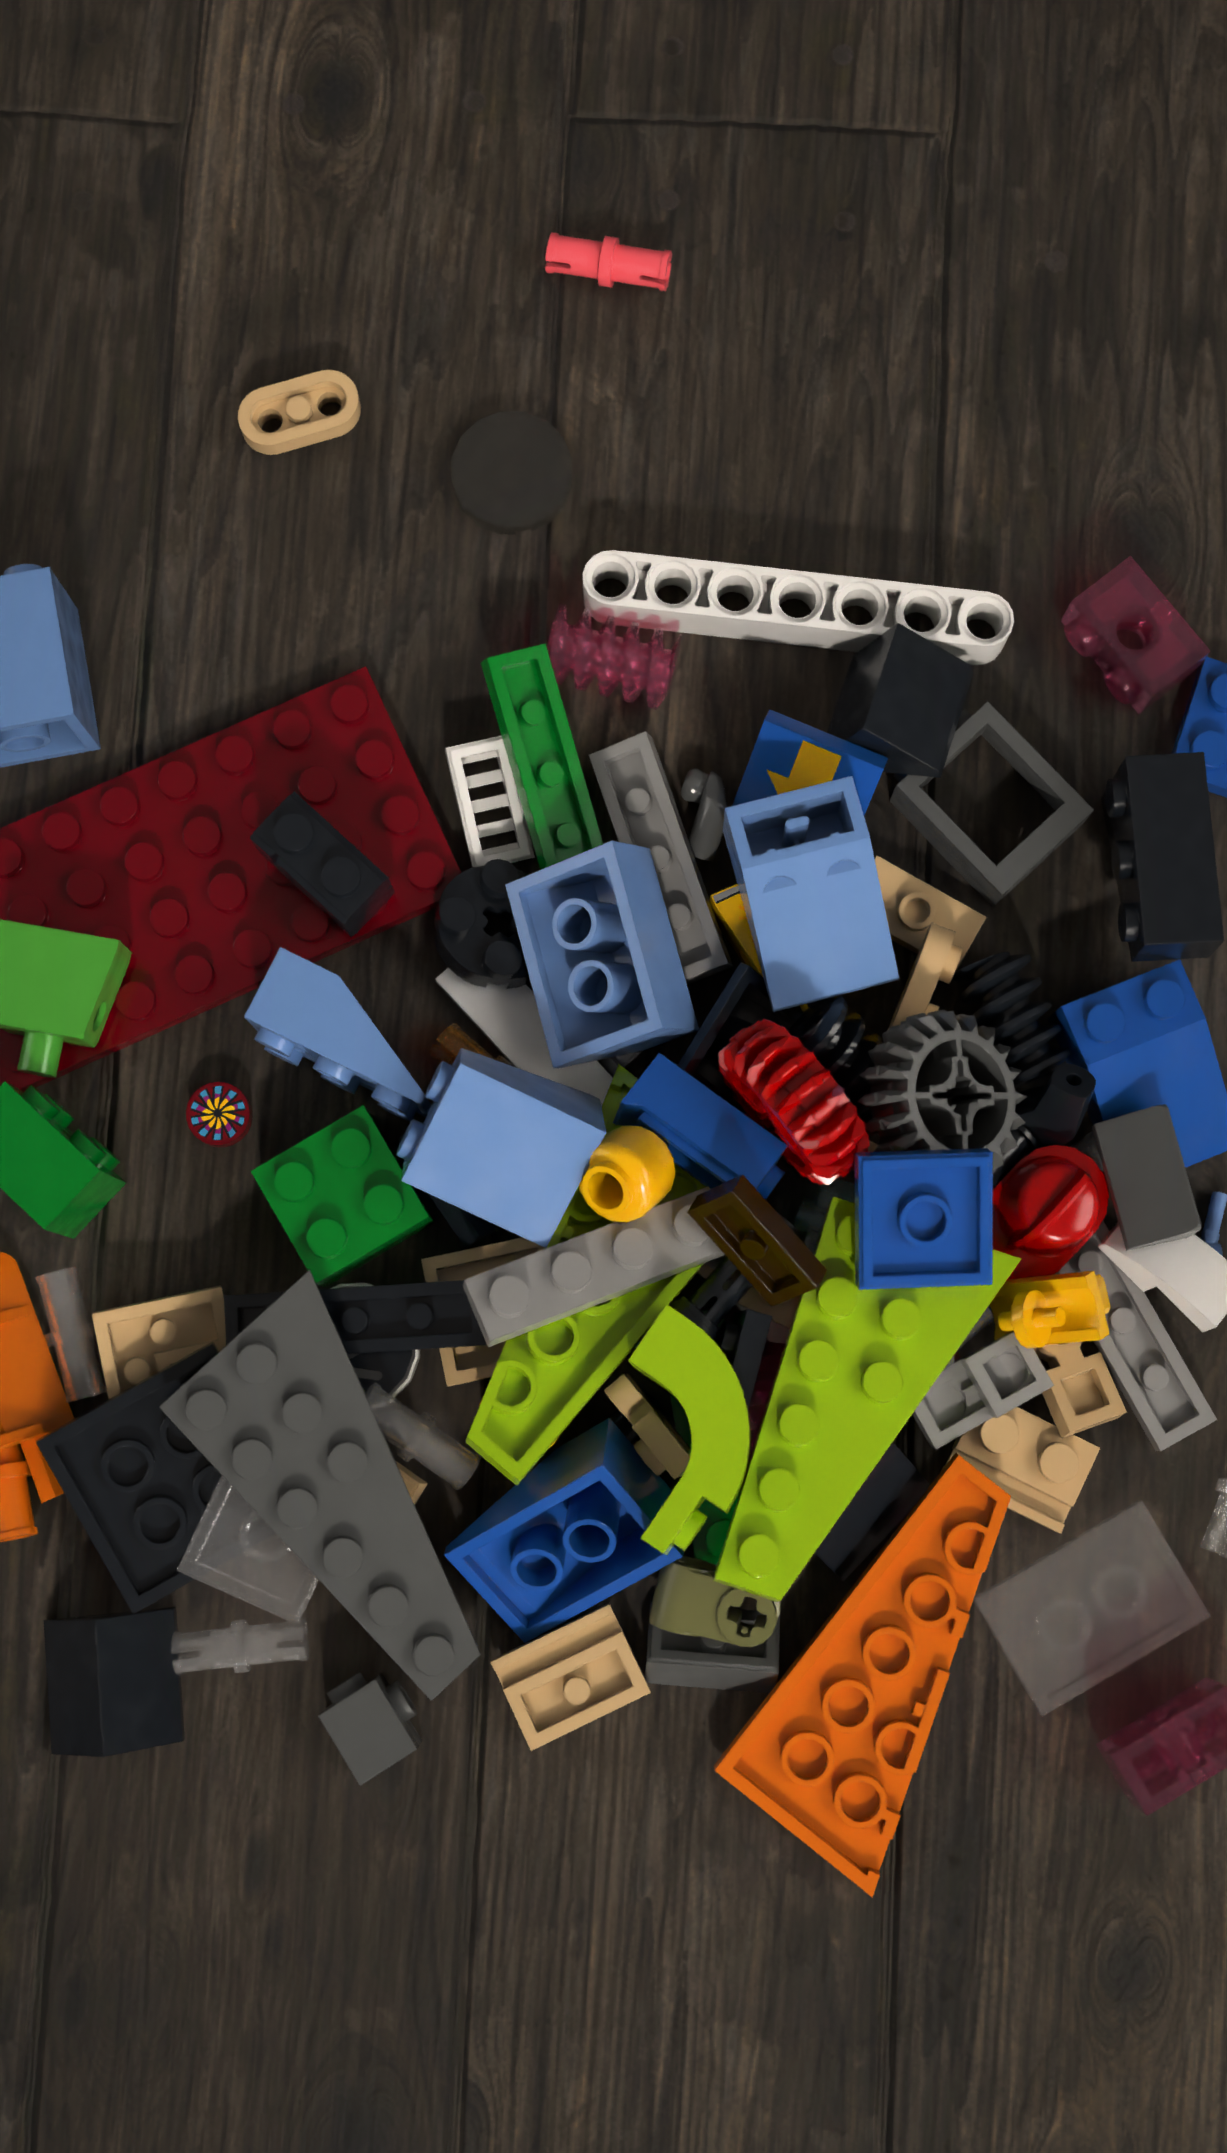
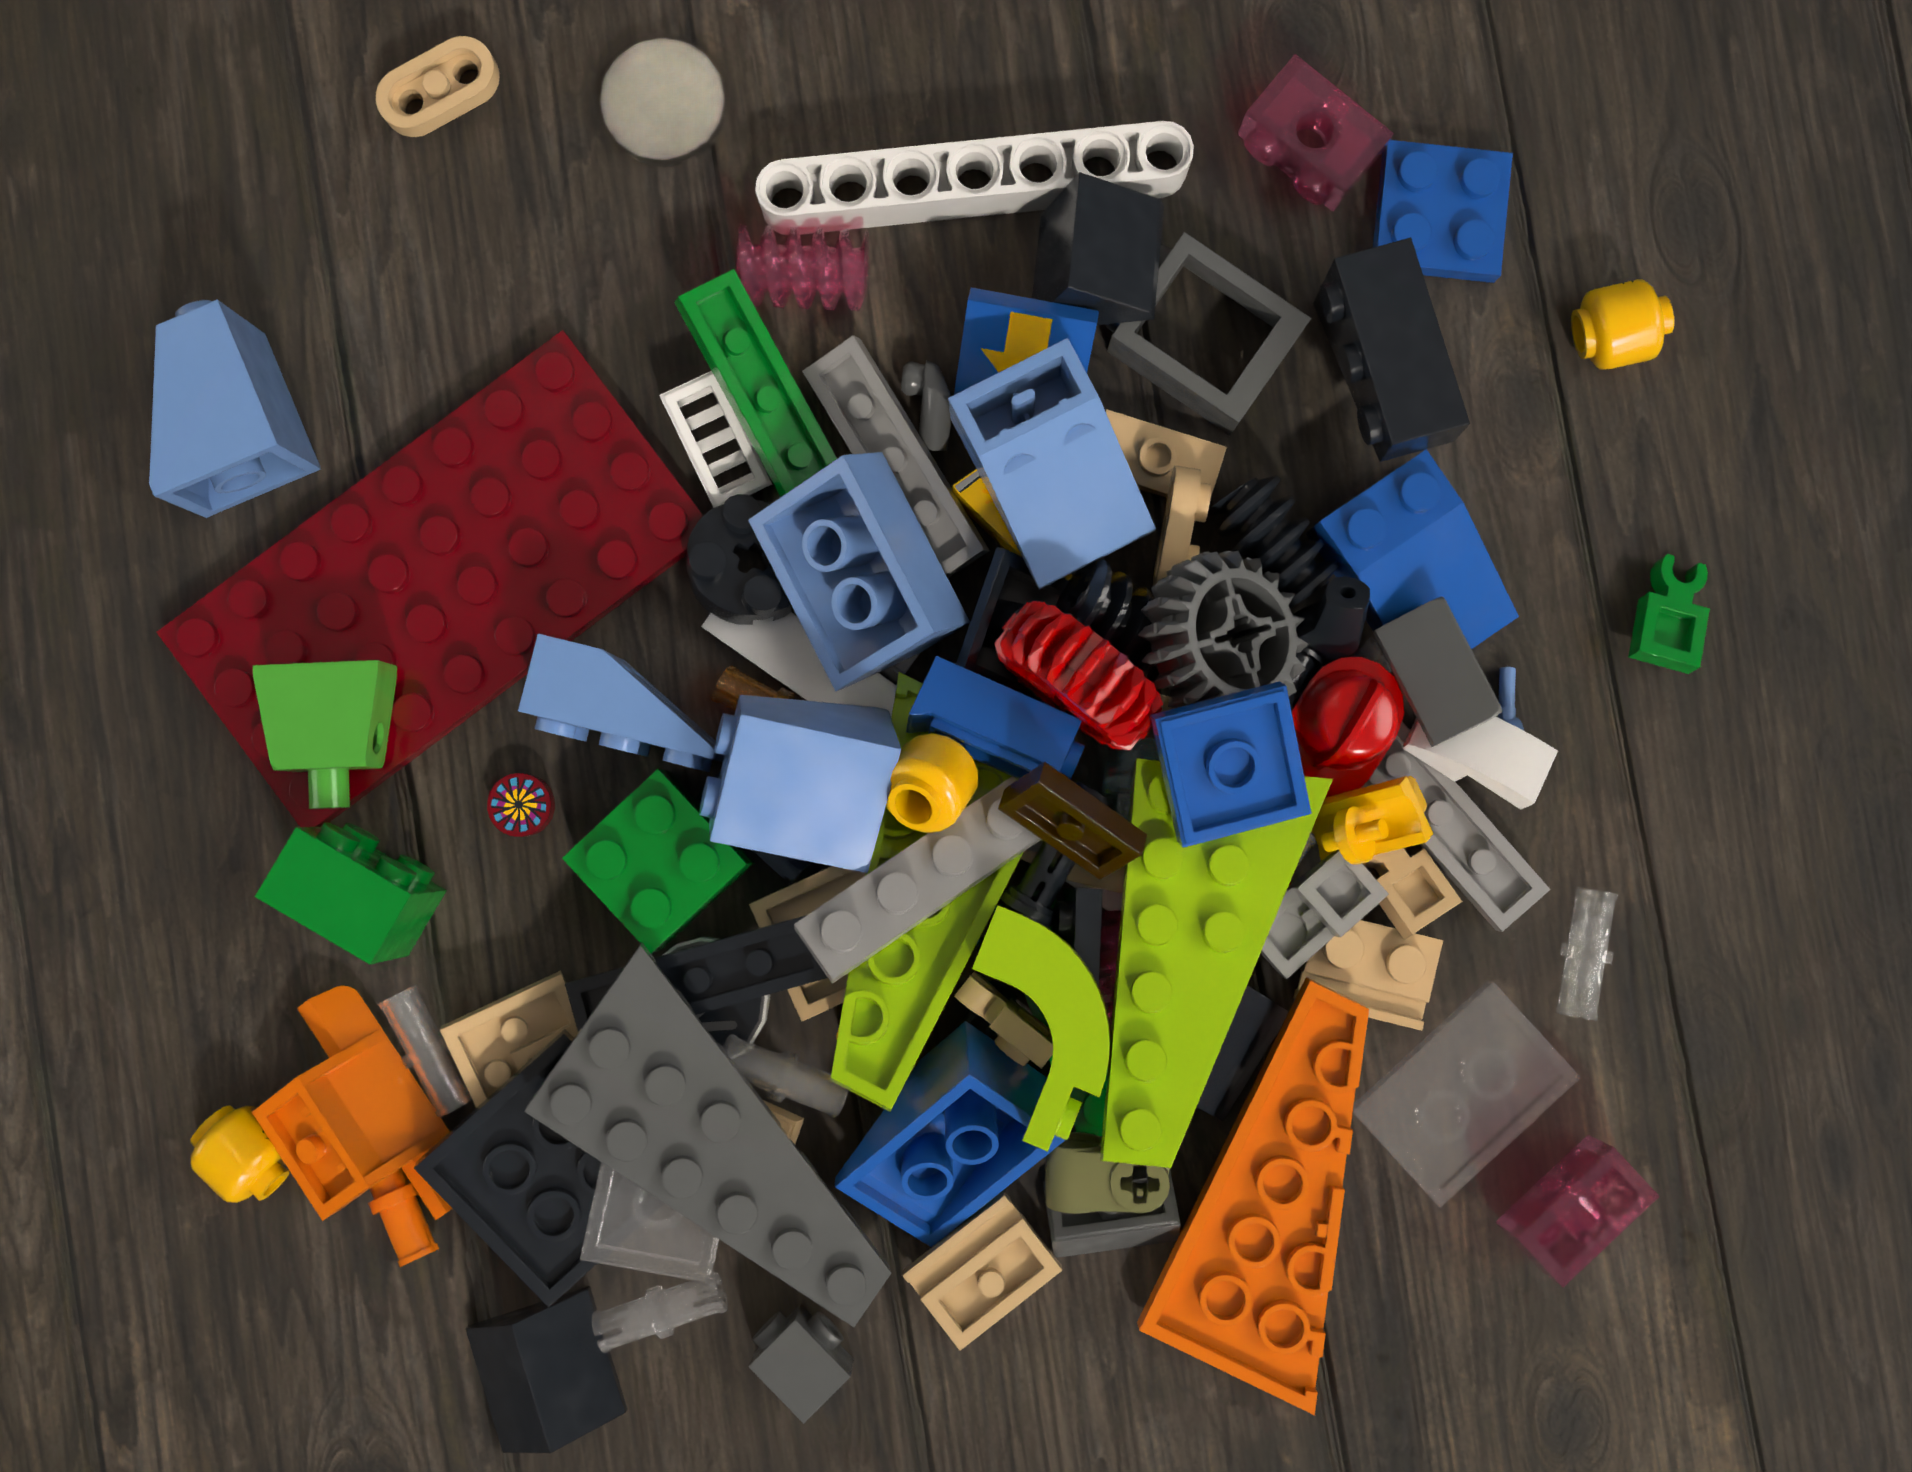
camera: 10 degrees left, 5 degrees up
(322, 864) = (562, 538): black brick -> none

